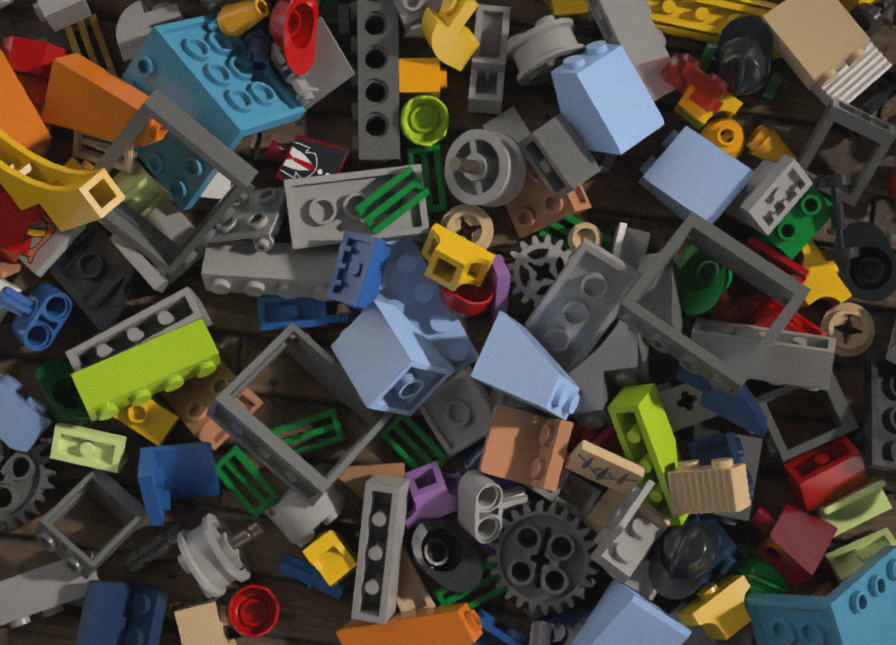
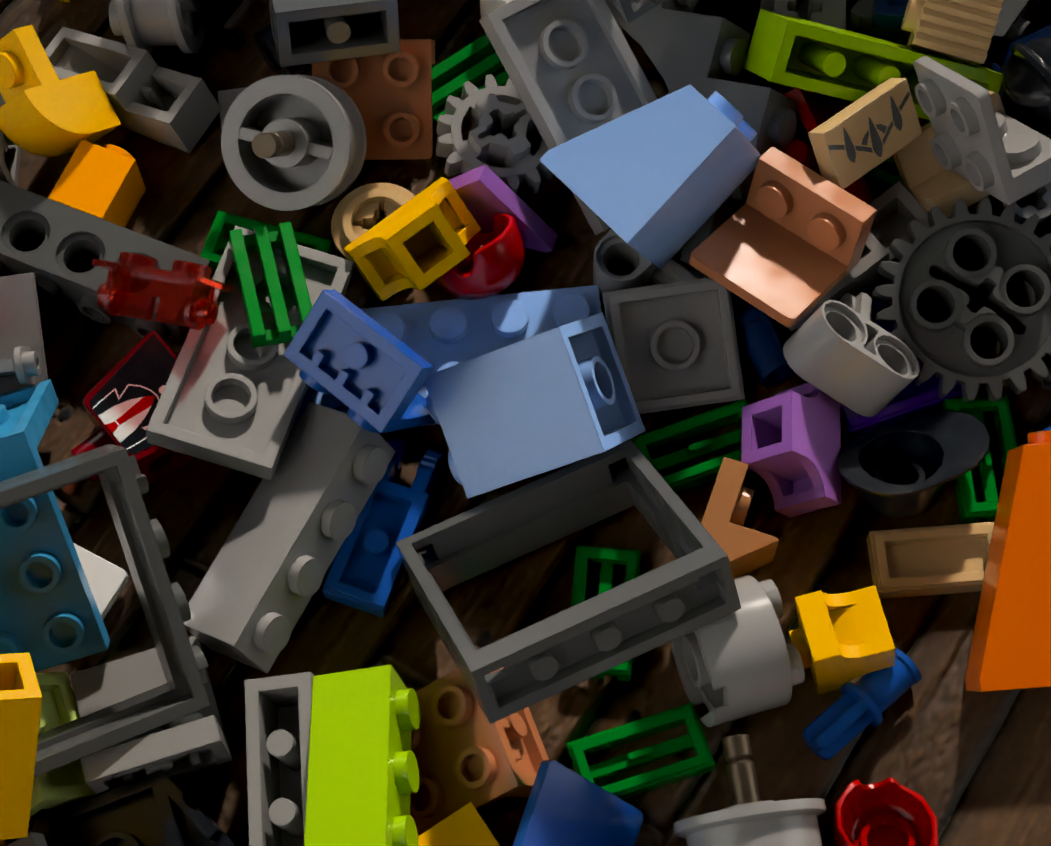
camera: 65 degrees left, 20 degrees down
(255, 218) = (191, 511): light grey hinge -> none
(362, 133) = (184, 292): none -> clear red hinge
(380, 548) = (862, 542): light grey brick -> none
(424, 120) = (168, 208): lime hair -> none
(583, 230) = (475, 57): tan plate -> none

